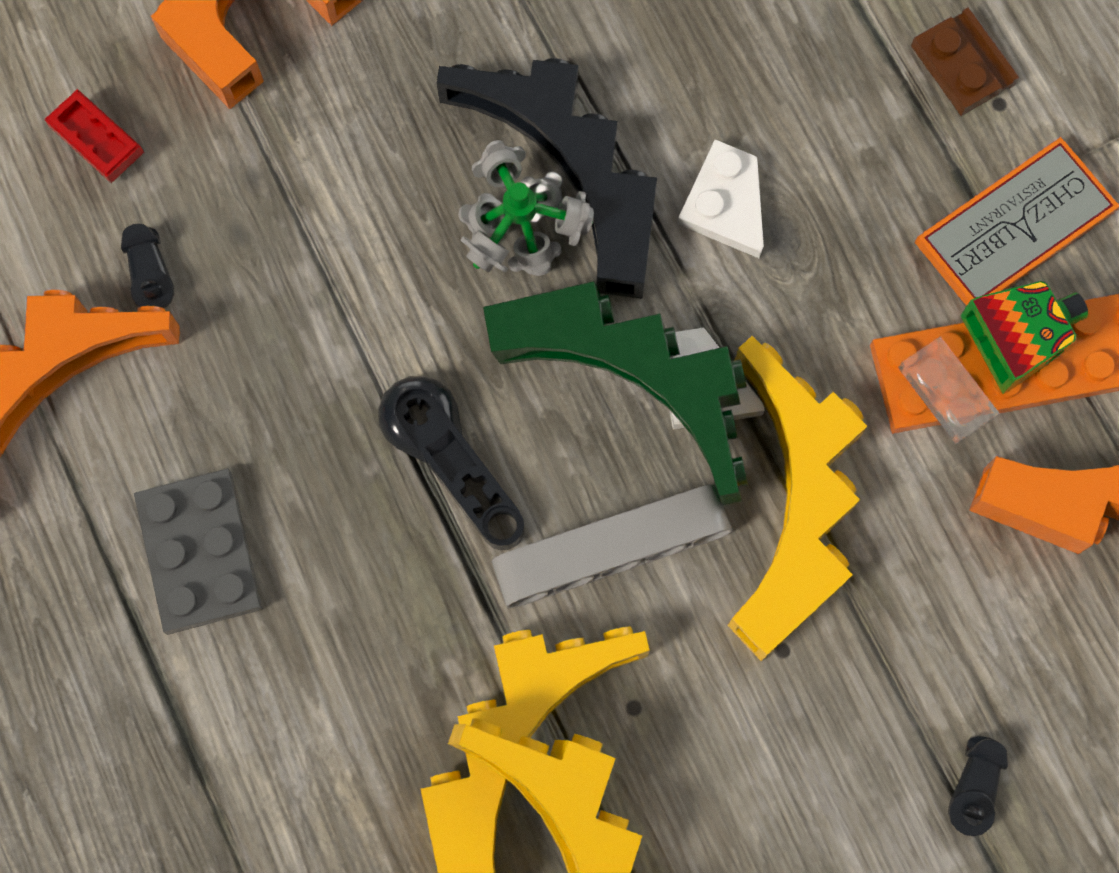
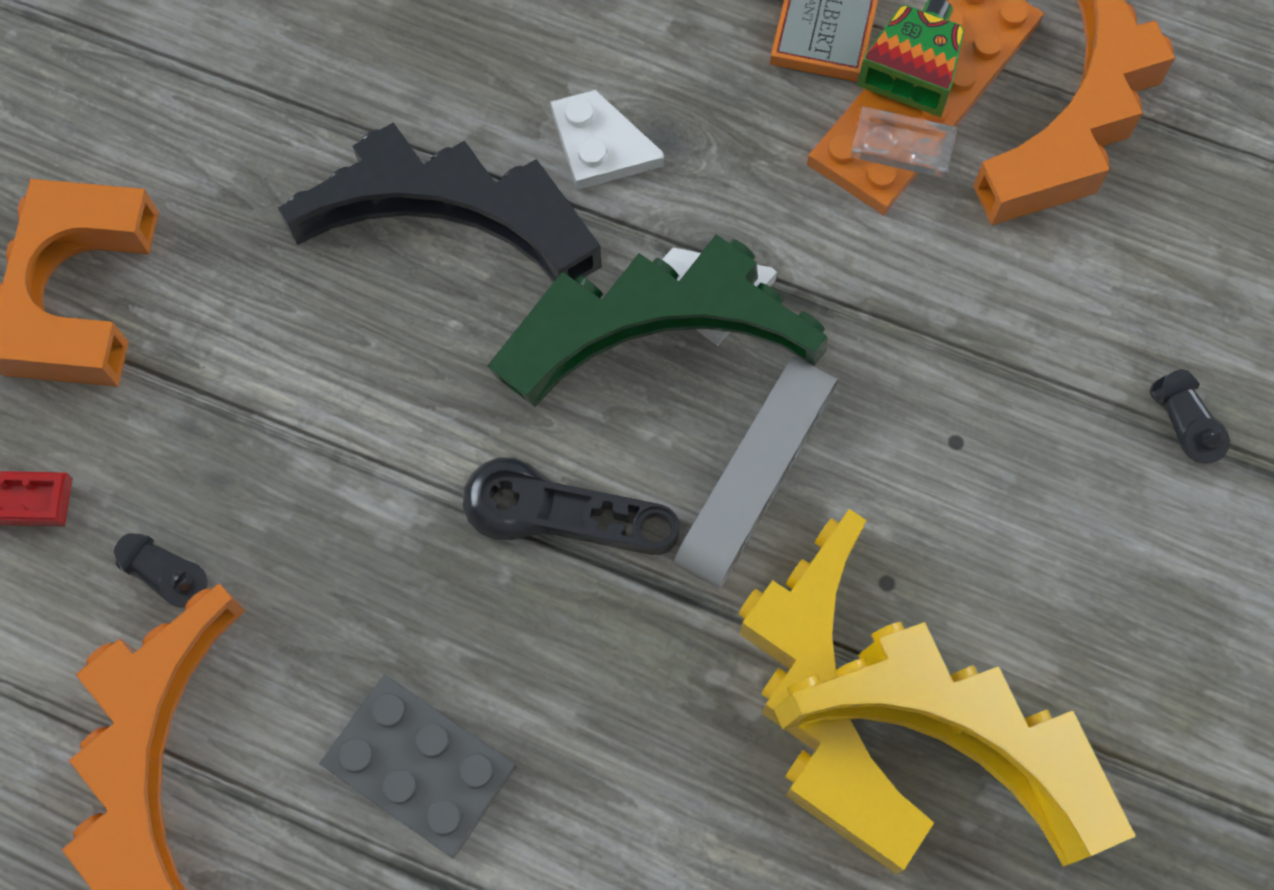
camera: 40 degrees left, 5 degrees down
(521, 205) = (448, 255): light grey plant -> none
(817, 499) = (916, 364): yellow arch -> none

